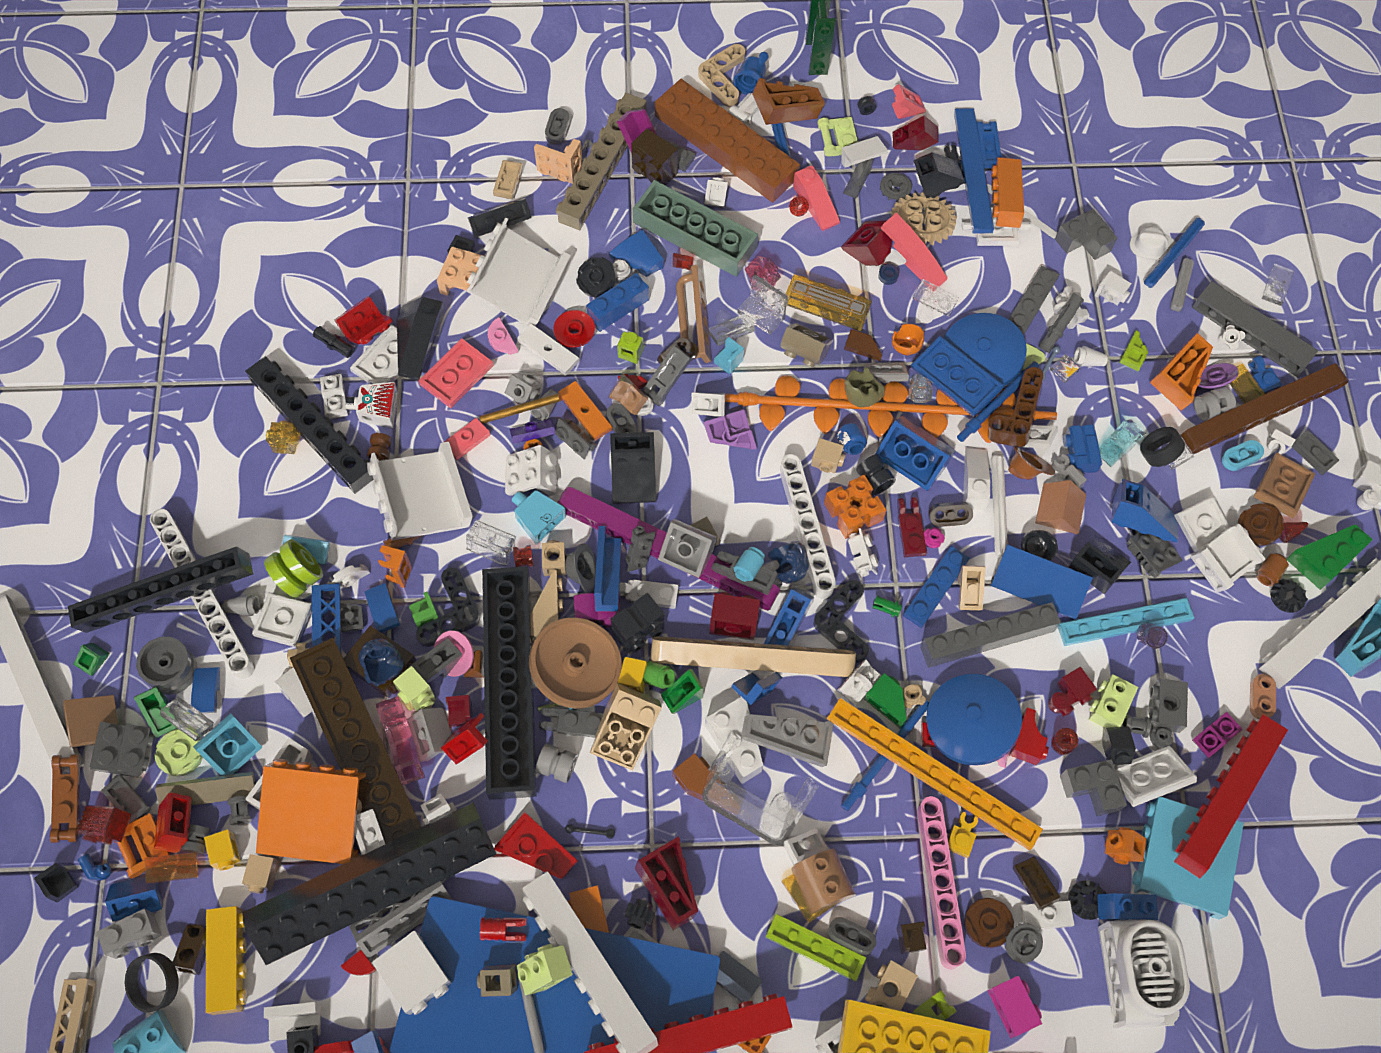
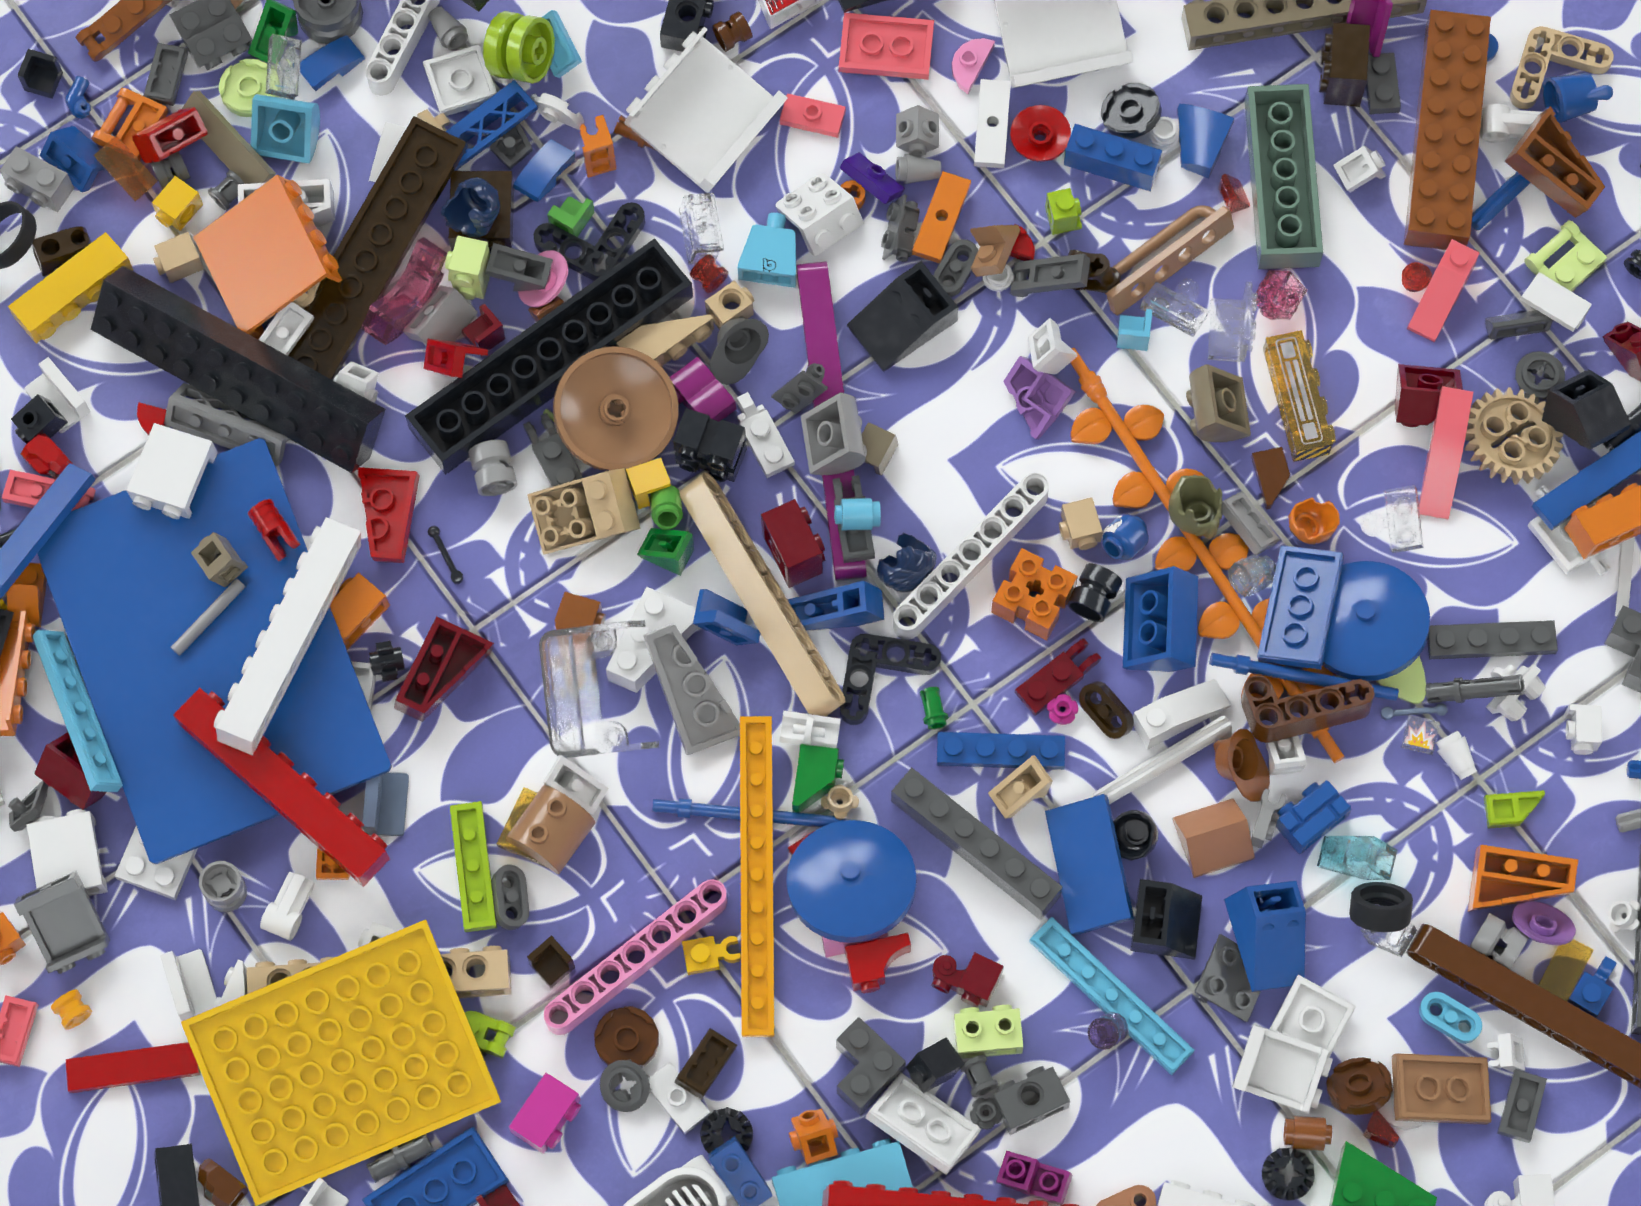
camera: 60 degrees right, 5 degrees up
(103, 824) = (123, 71): clear red brick -> none
(520, 408) = (888, 145): pearl gold bar -> none
(544, 969) = (255, 592): yellowish green brick -> none
(607, 572) = (748, 370): blue fence -> none
(861, 544) = (993, 633): white hinge -> none
(888, 274) = (1400, 444): dark blue tile -> none
(1061, 745) = (900, 1010): clear red wheel -> none

